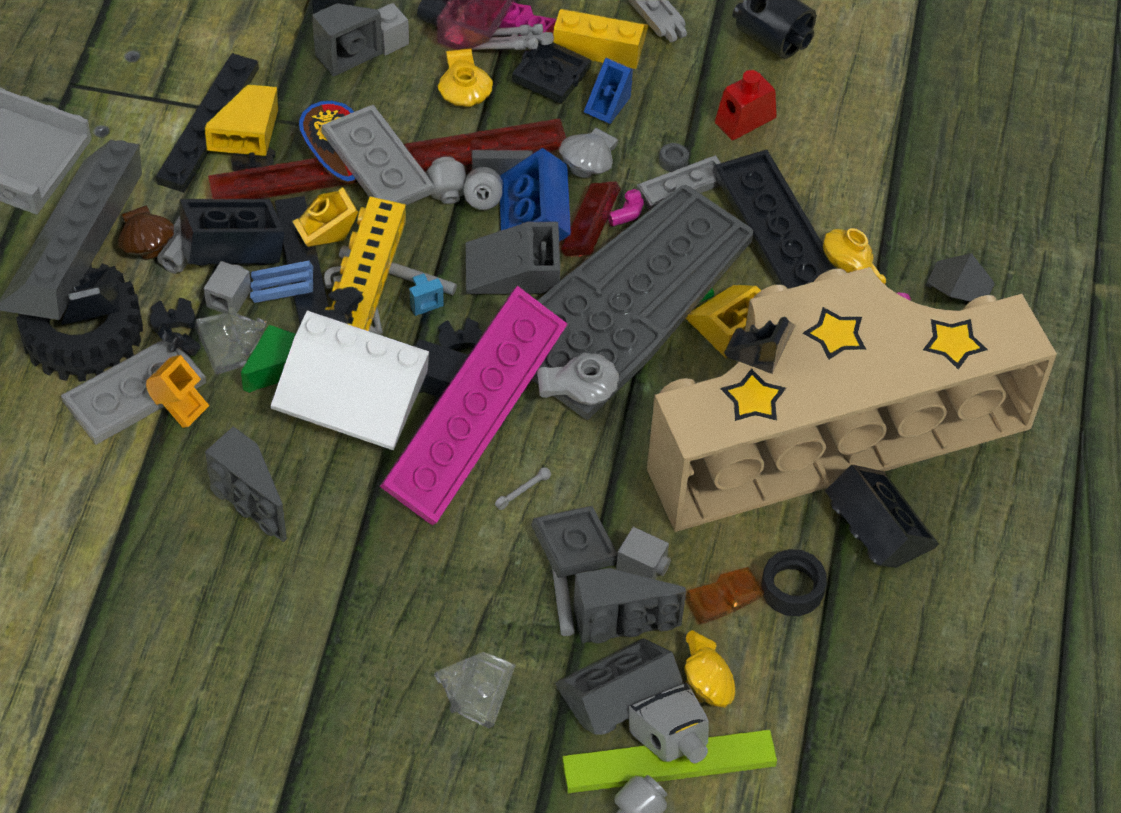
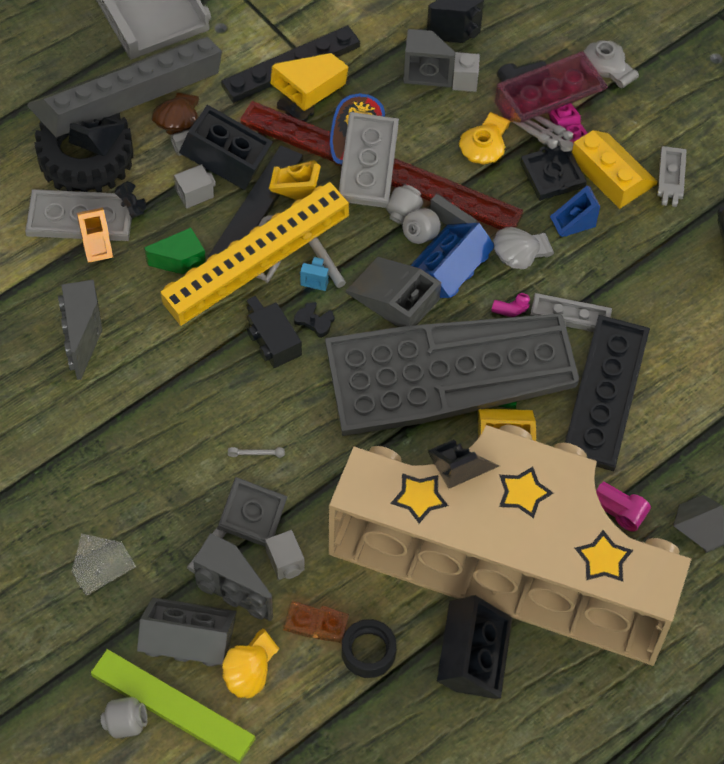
camera: 40 degrees right, 5 degrees up
(182, 317) = (146, 184): black piece -> none
(229, 339) = (165, 219): clear slope -> none
(282, 277) = (235, 201): medium blue tile -> none
(345, 301) = (247, 243): black piece -> none
(350, 380) = (199, 300): white slope -> none
(473, 406) = (269, 371): dark pink plate -> none
(584, 379) = (357, 406): light grey animal -> none
(591, 218) = (478, 296): clear red tile -> none
(671, 724) = (190, 682): light grey torso -> none
(673, 157) = (582, 290): dark grey tile -> none
(746, 105) = (665, 286): red torso -> none
(849, 251) = (639, 446): yellow animal -> none

